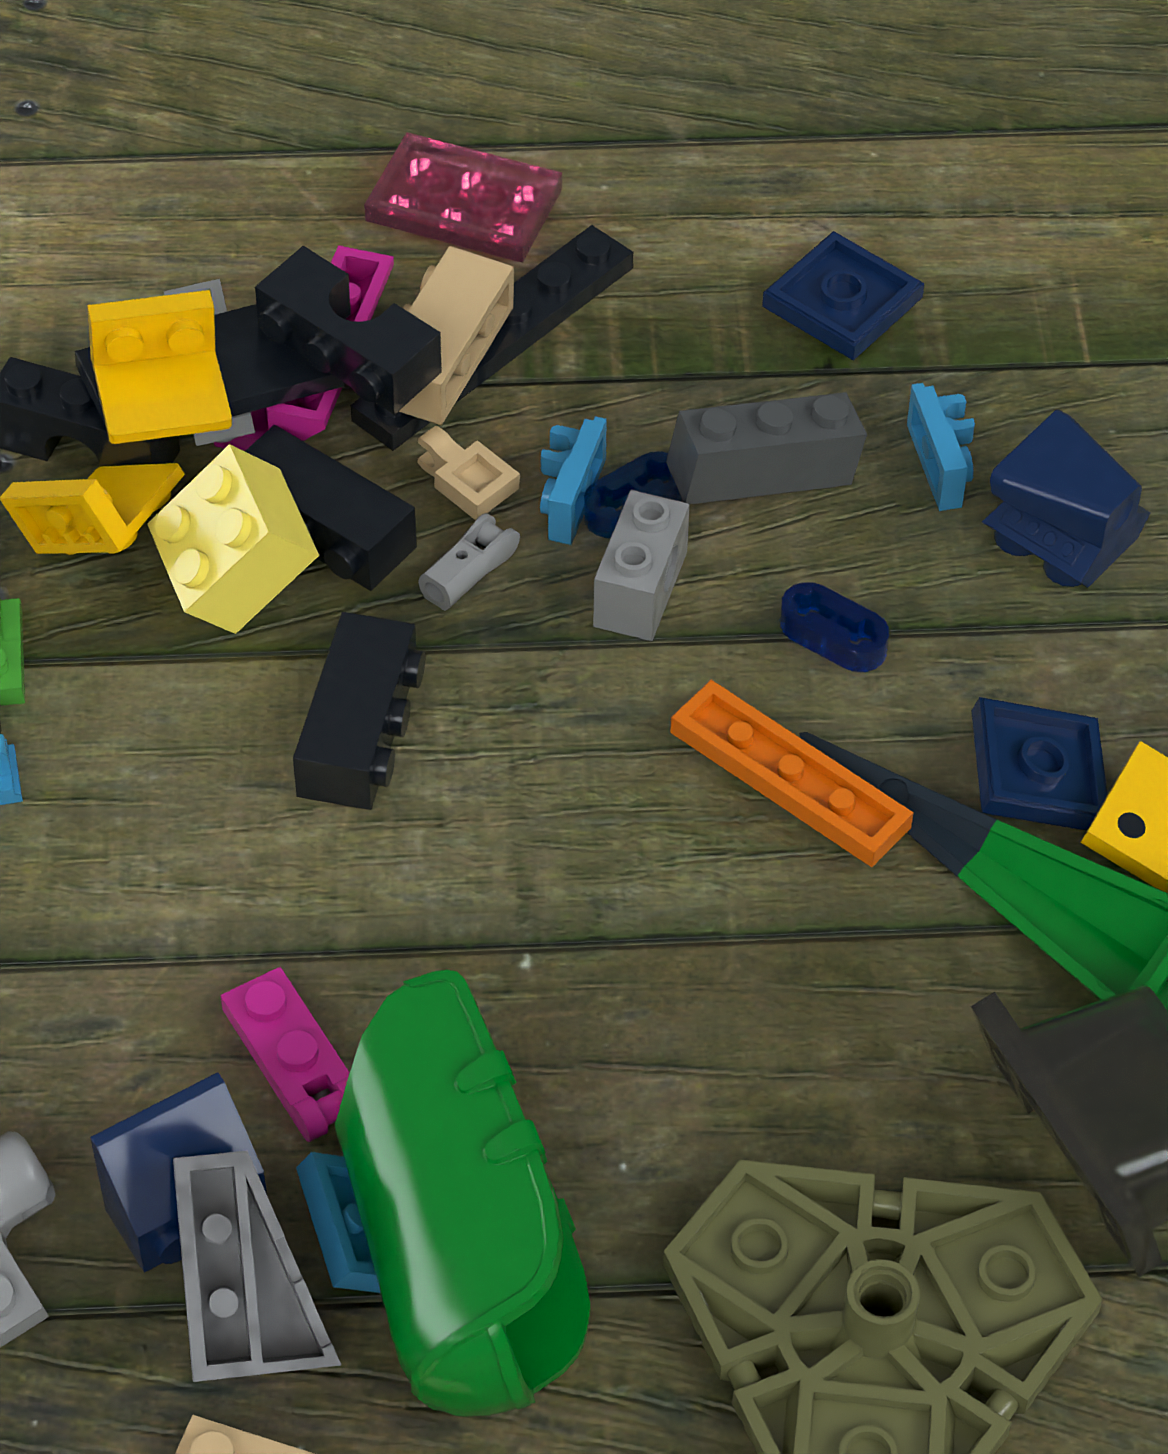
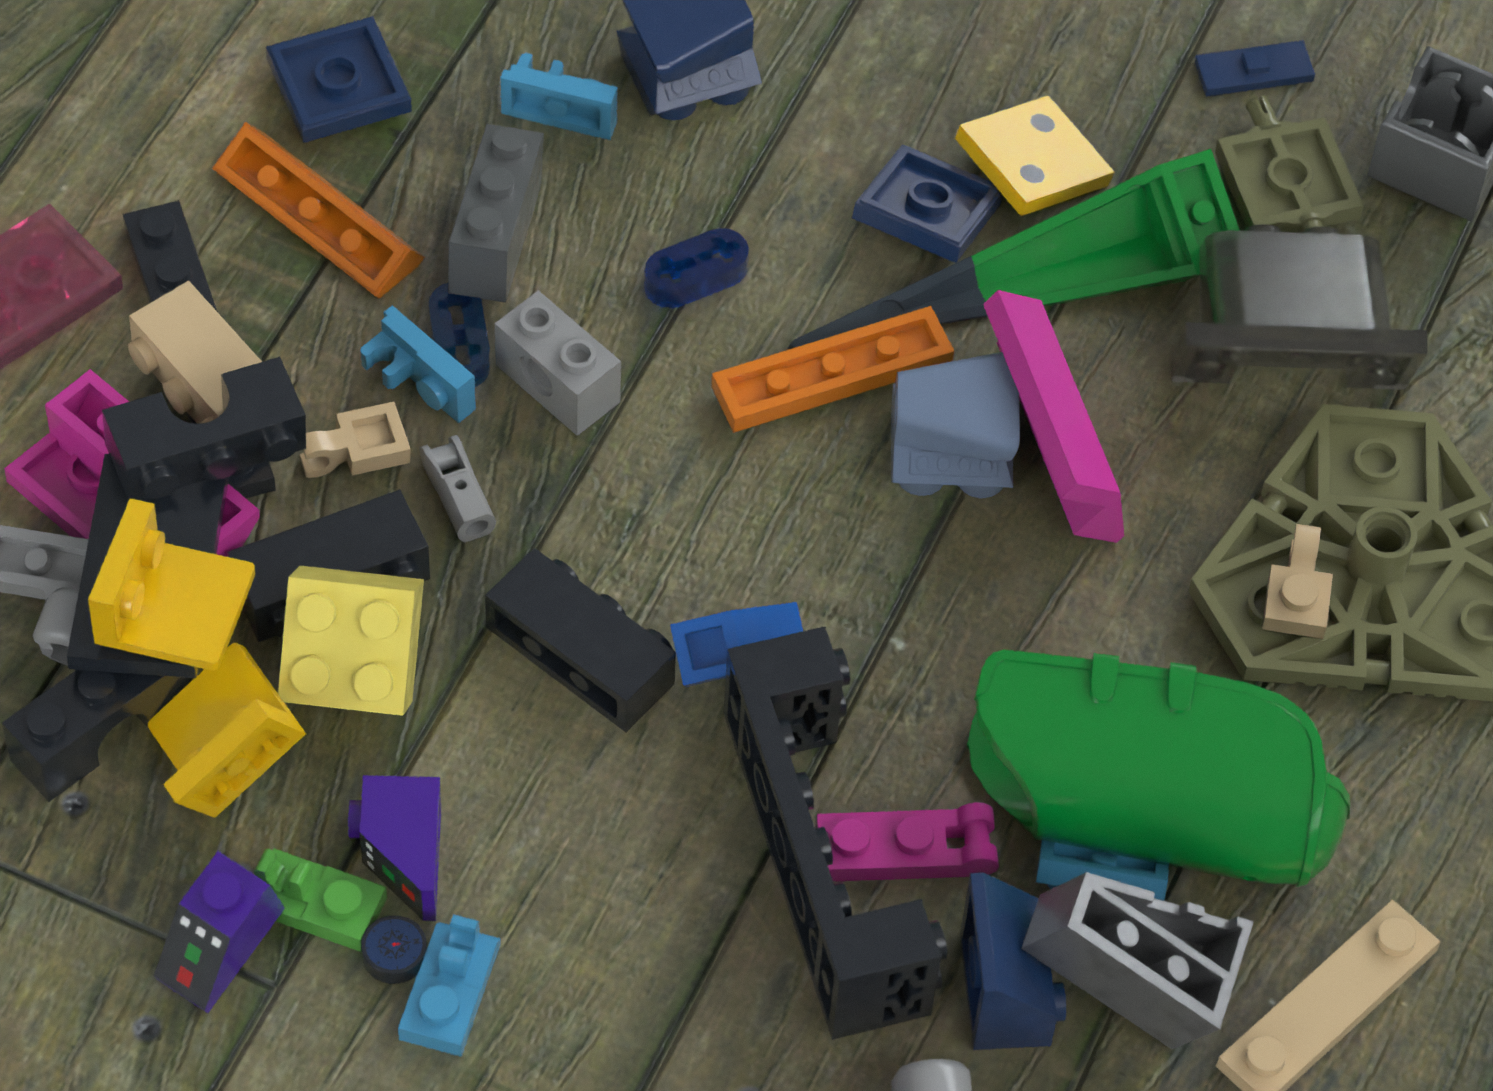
camera: 65 degrees left, 5 degrees up
(72, 678) = (401, 836): none -> dark purple slope
(342, 860) = (864, 966): none -> black plate
(418, 822) = (704, 641): none -> blue slope
(701, 341) = (316, 211): none -> orange slope
(774, 1258) = (1298, 594): none -> tan plate
(782, 887) = (955, 427): none -> sand blue piece
(837, 953) = (1057, 416): none -> dark pink slope

